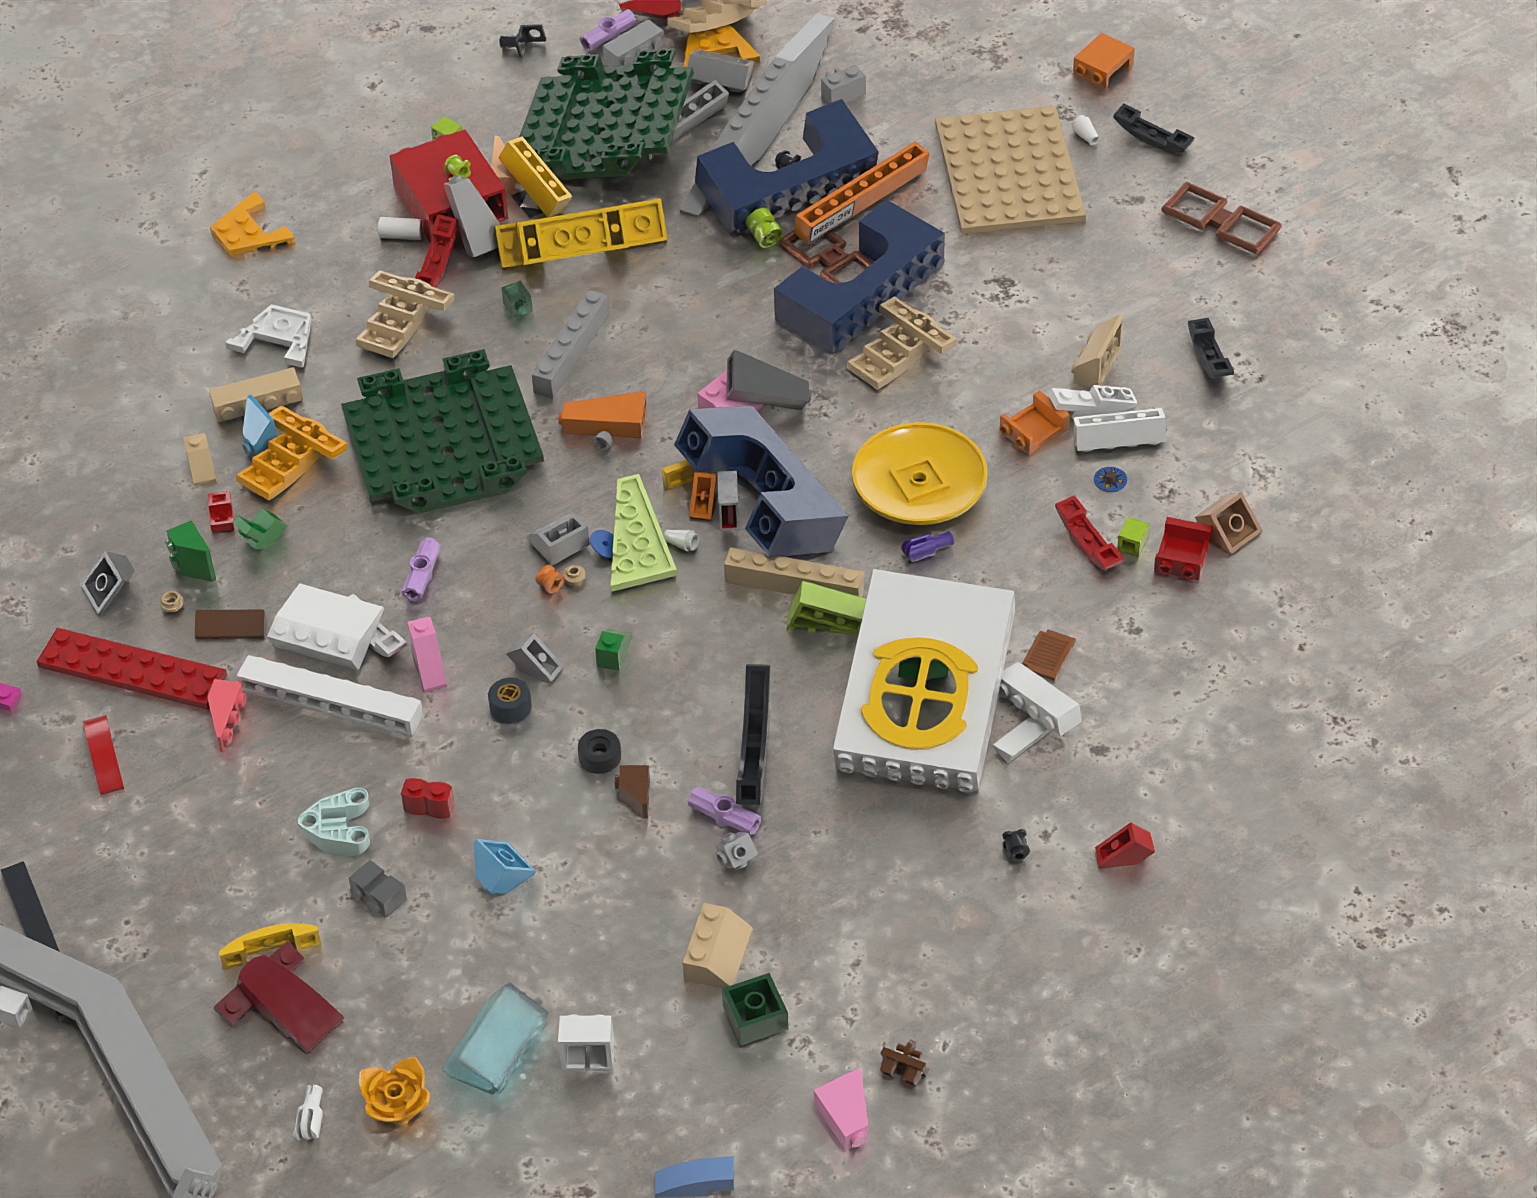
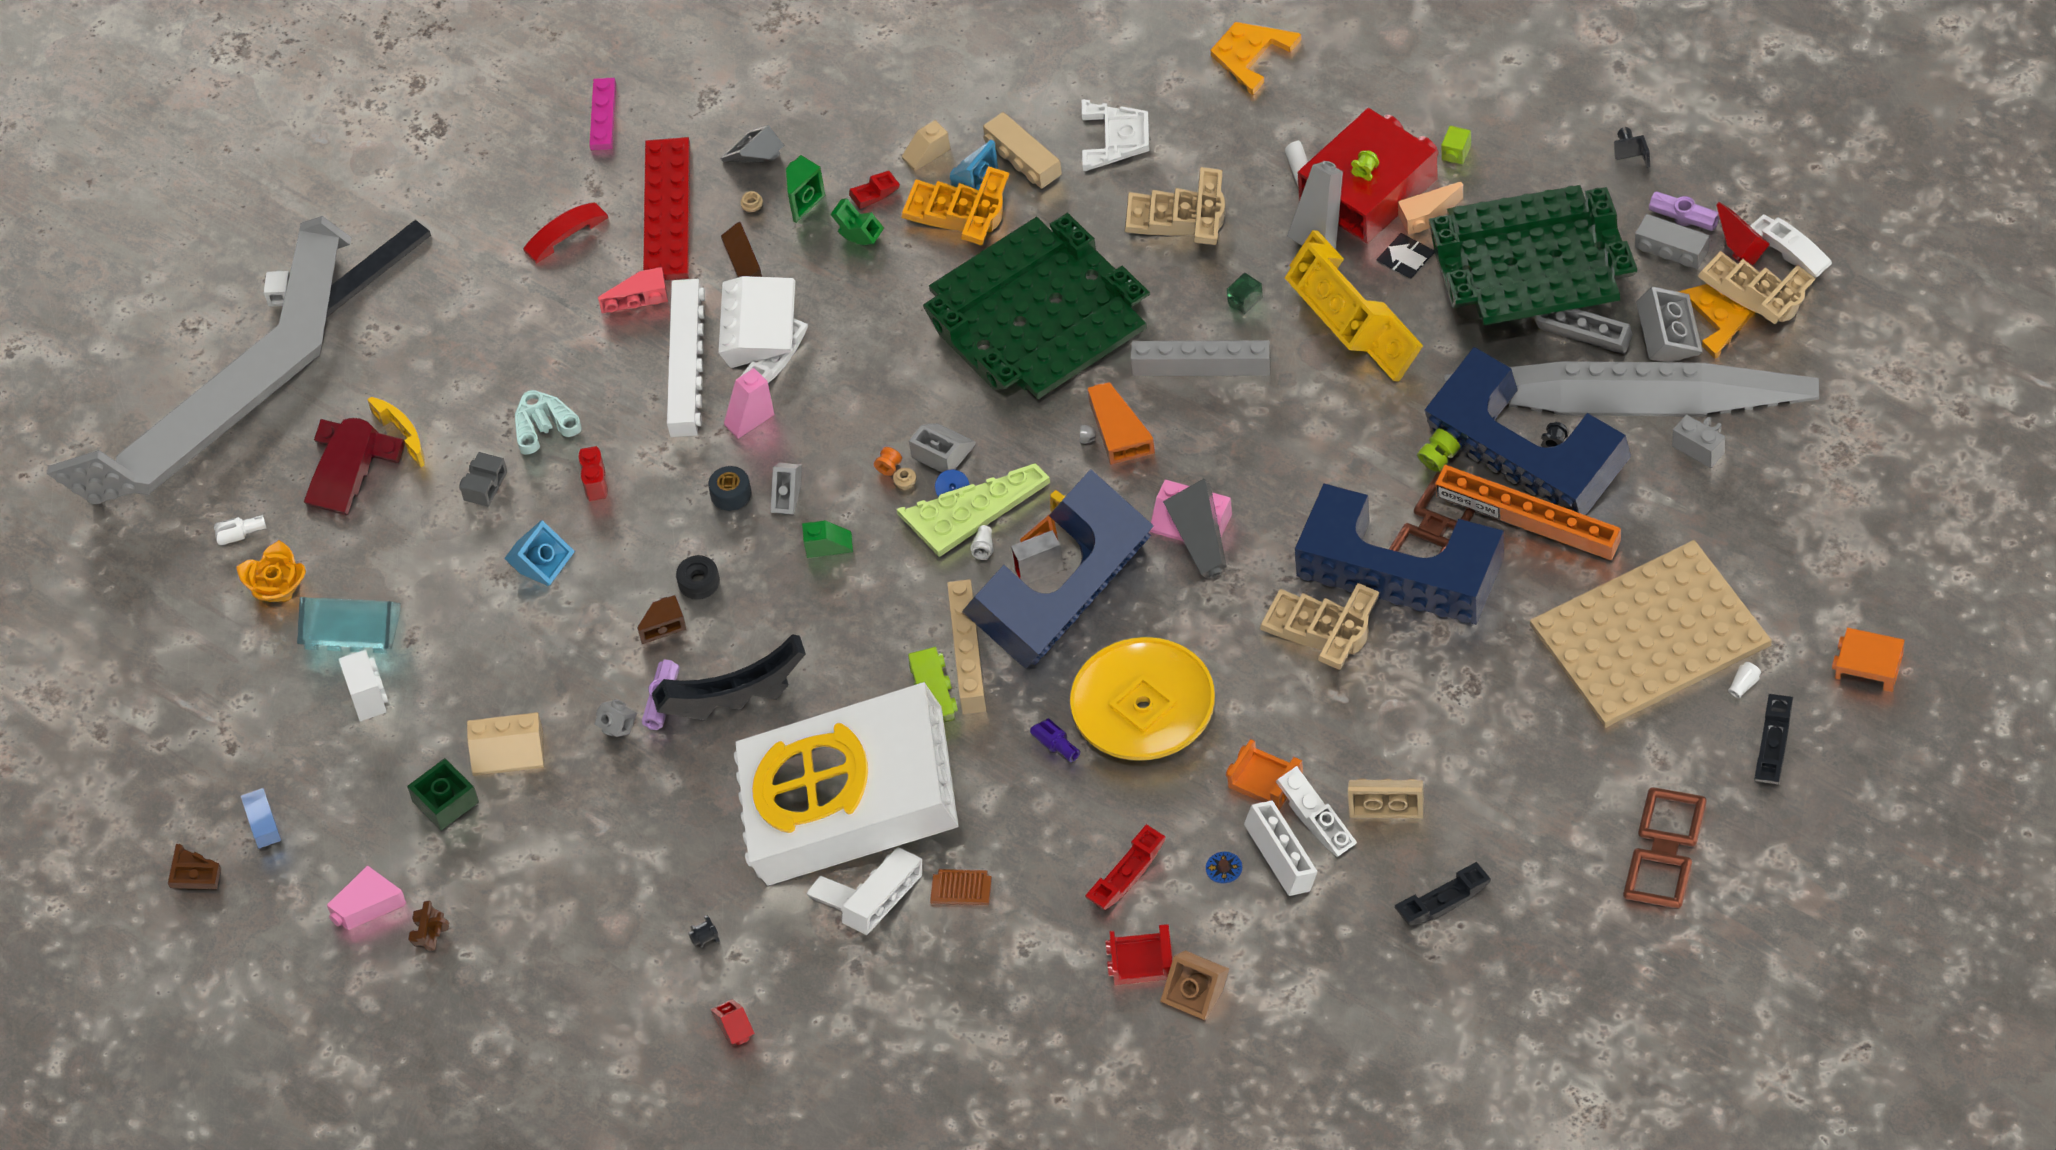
camera: 75 degrees right, 5 degrees up
(421, 569) = (859, 361): lavender piece -> none
(439, 250) = (1265, 211): red slope -> none
(535, 177) = (1408, 235): yellow brick -> none
(1133, 537) = (1140, 907): lime brick -> none

